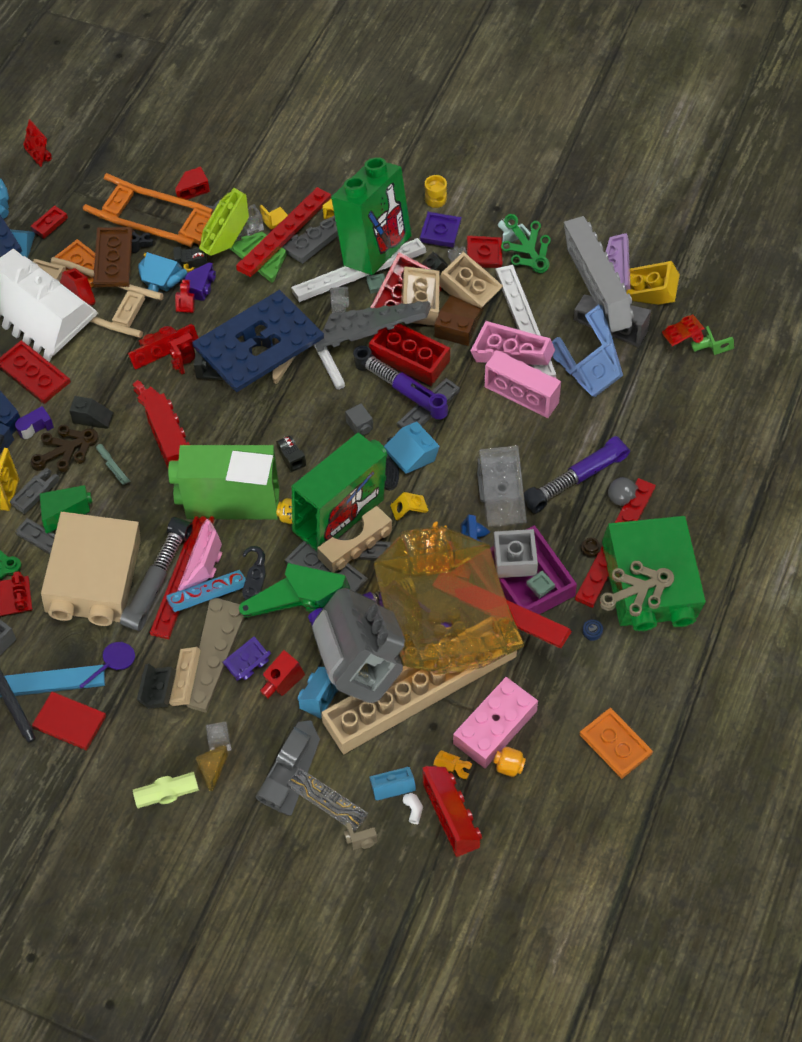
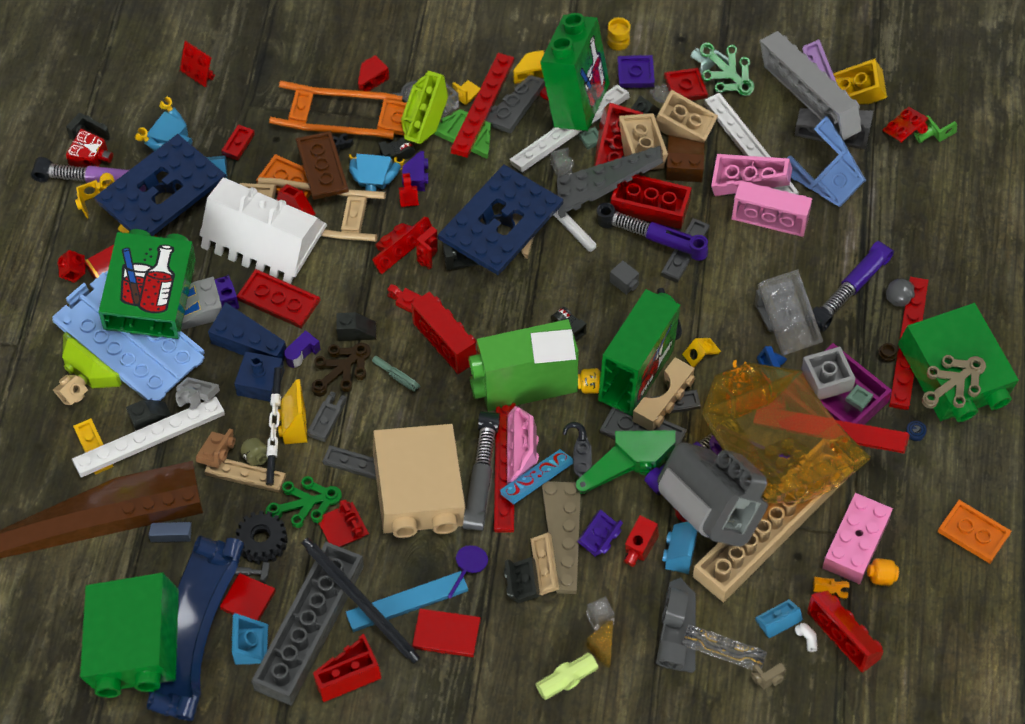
camera: 15 degrees left, 0 degrees up
(68, 500) = (360, 424): green slope -> none
(412, 448) = (689, 291): dark azure slope -> none

